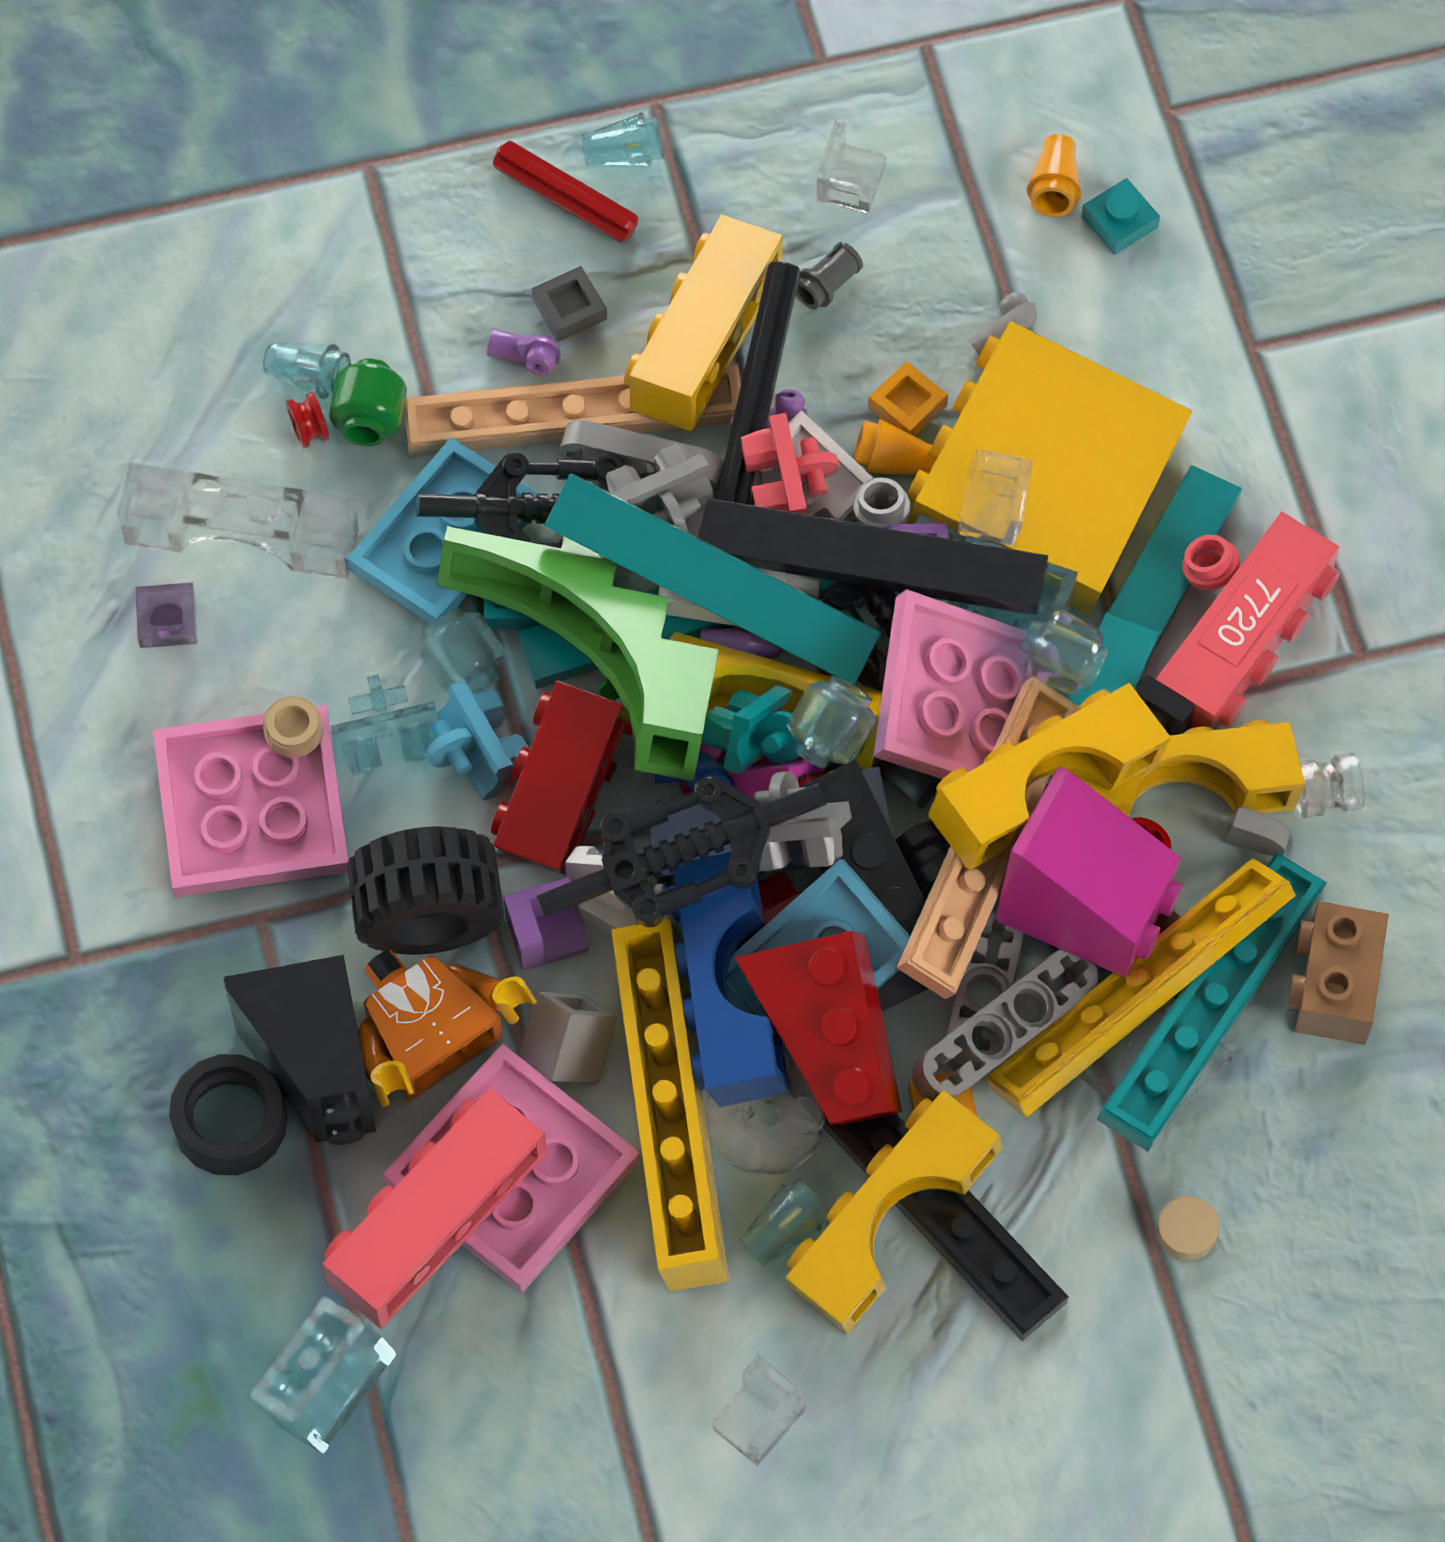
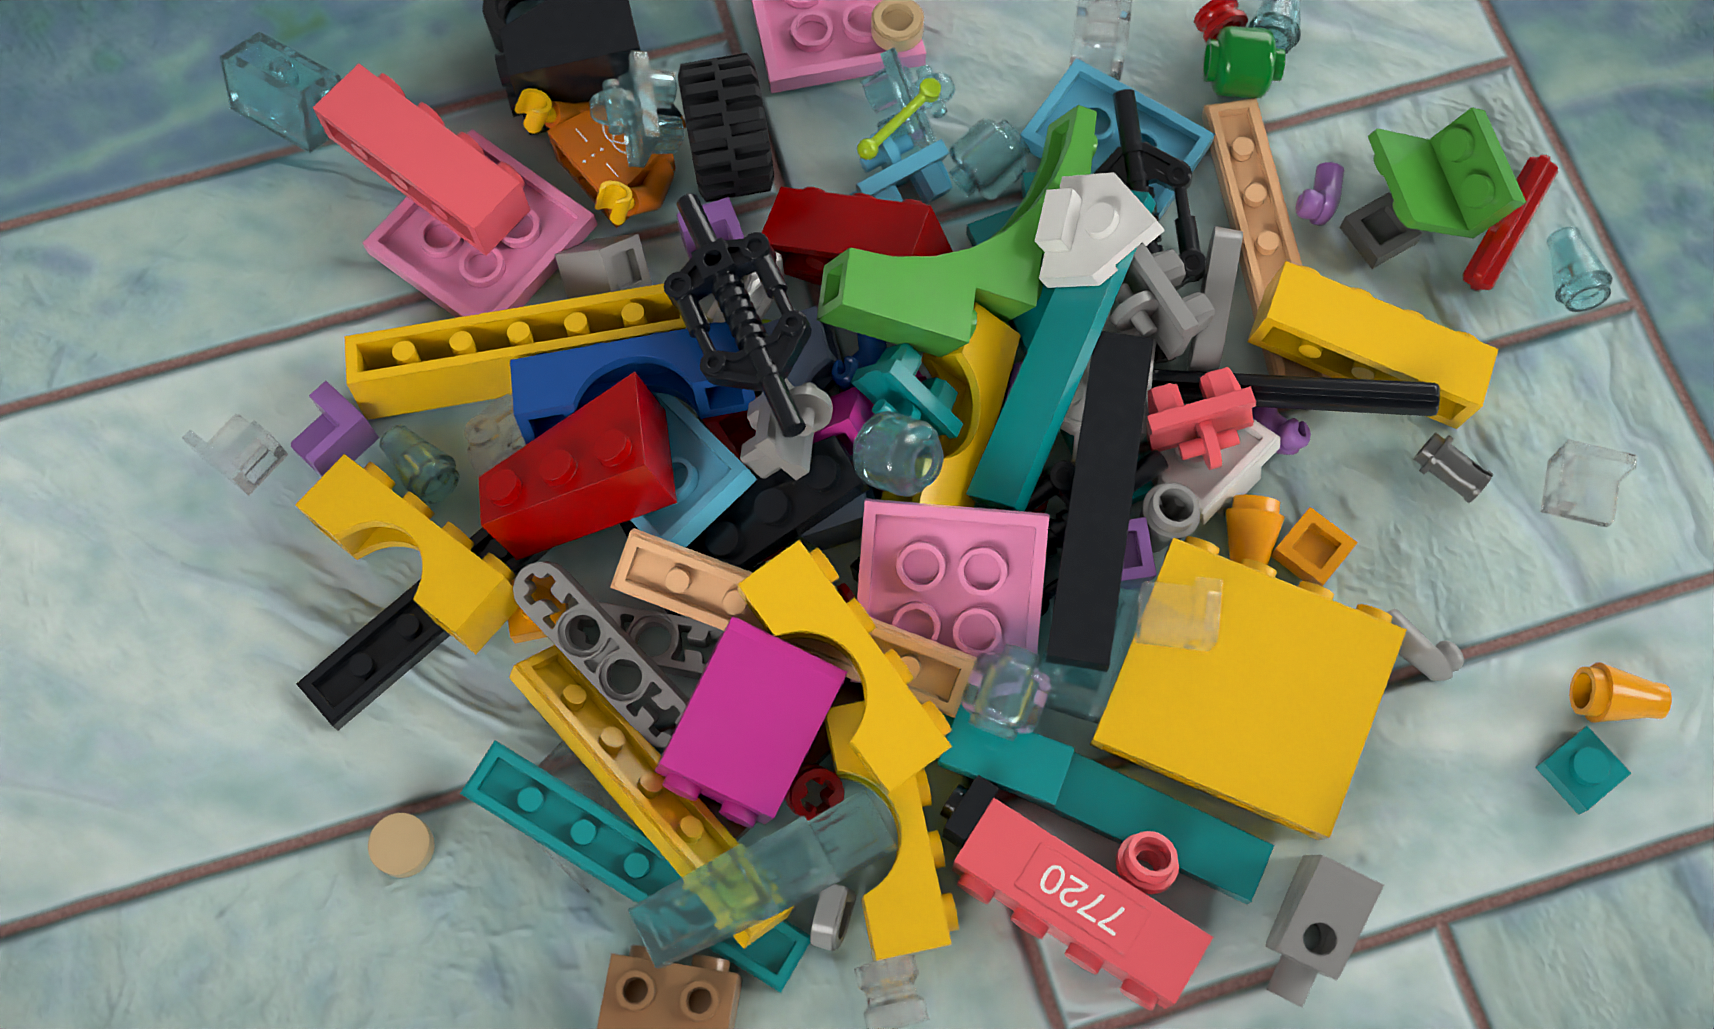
camera: 90 degrees right, 5 degrees up
(393, 693) = (928, 92): none -> lime hinge
(404, 969) = (630, 109): none -> clear light blue hips
(522, 232) = (1448, 182): none -> bright green bracket
(601, 528) = (1090, 229): none -> white plate
(746, 1313) = (334, 433): none -> medium lavender panel
(1239, 862) = (761, 880): none -> clear light blue slope
(1265, 431) = (1339, 906): none -> light grey torso

